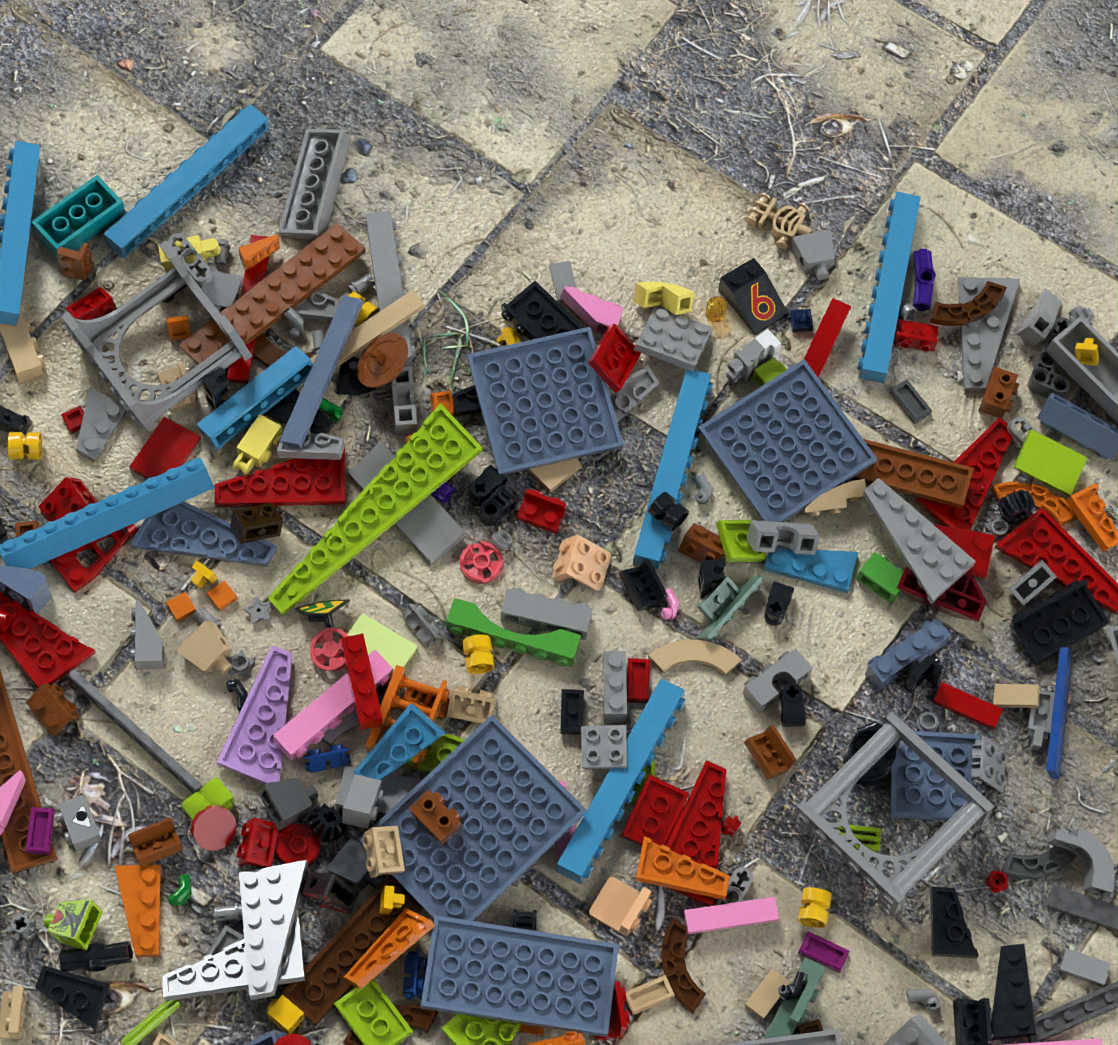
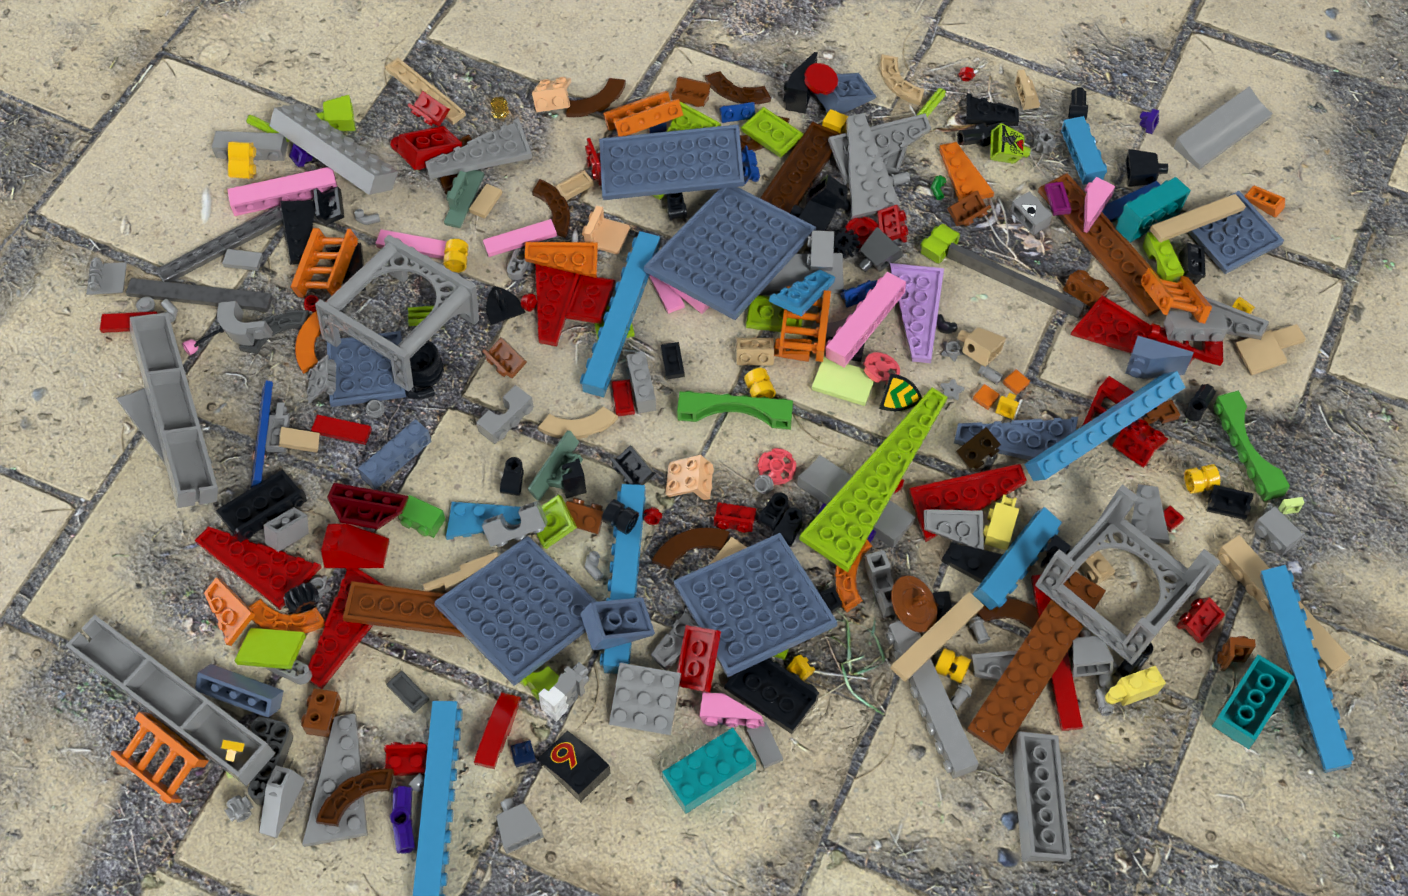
camera: 175 degrees right, 5 degrees down
(148, 643) = (1031, 346): light grey slope -> none
(165, 449) = (1080, 503): red tile -> none
(178, 327) = (1116, 615): orange tile -> none
(186, 181) = (1165, 773): dark azure brick -> none
(191, 268) = (1130, 672): light grey beam -> none
(213, 827) = (929, 224): tile -> none
(257, 251) = (1073, 696): orange slope -> none
(297, 323) = (1008, 643): light grey arm -> none
(321, 371) = (966, 587): sand blue tile -> none
(333, 410) = (952, 572): green arm -> none
(361, 681) = (847, 322): red brick -> none
(383, 851) = (793, 216): tan bracket -> none
(389, 946) = (771, 166): orange wing -> none
(390, 900) = (779, 196): yellow tile -> none
(429, 630) = (809, 404): light grey hinge -> none
(436, 816) = (761, 239): dark orange brick -> none
(545, 613) = (710, 430): light grey brick -> none
(597, 496) = (689, 540): none -> reddish brown tile
(604, 747) = (640, 330): light grey bracket -> none
(623, 263) = (709, 770): none -> teal brick
(630, 530) = (652, 516): none -> red plate
(670, 296) = (652, 742): light yellow brick -> none
(672, 607) = (604, 460): bright pink arm -> none
(690, 403) = (616, 622): none -> sand blue slope
(714, 314) = (608, 749): clear yellow wheel -> none
(763, 836) = (502, 305): none -> black shield
(764, 211) = (540, 859): tan piece -> none
(792, 709) = (490, 396): black piece -> none
(793, 990) = (465, 200): black arm -> none
(823, 952) = (445, 233): magenta tile -> none
(868, 946) = (426, 246): none -> bright pink tile
(923, 547) = (384, 529): light grey wing -> none
(928, 669) = (380, 434): black bracket -> none
(1003, 927) = (311, 256): none -> orange fence
(1004, 835) = (306, 343): none -> orange tile

